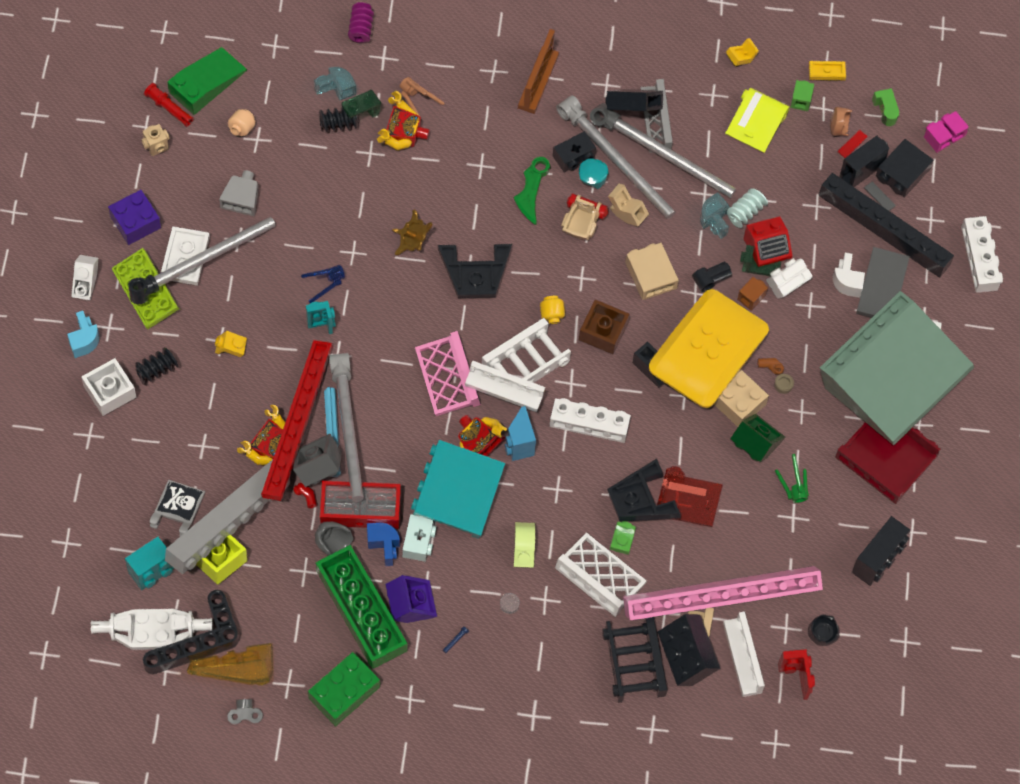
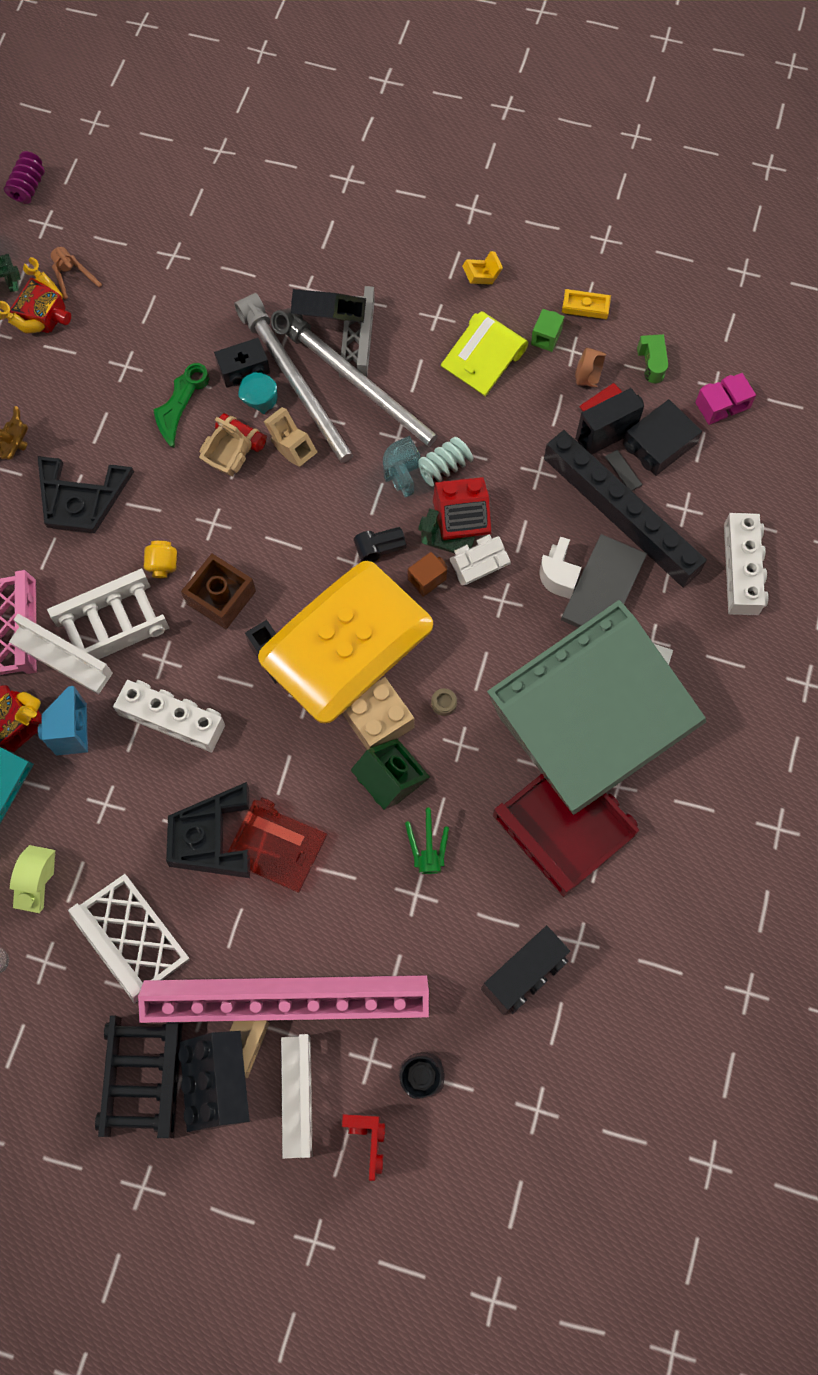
camera: 15 degrees right, 5 degrees up
(539, 76) = (221, 260): dark orange fence -> none
(623, 537) = (172, 889): bright green bracket -> none
(651, 271) = (302, 526): tan brick -> none
(772, 364) = (433, 673): dark orange arm -> none

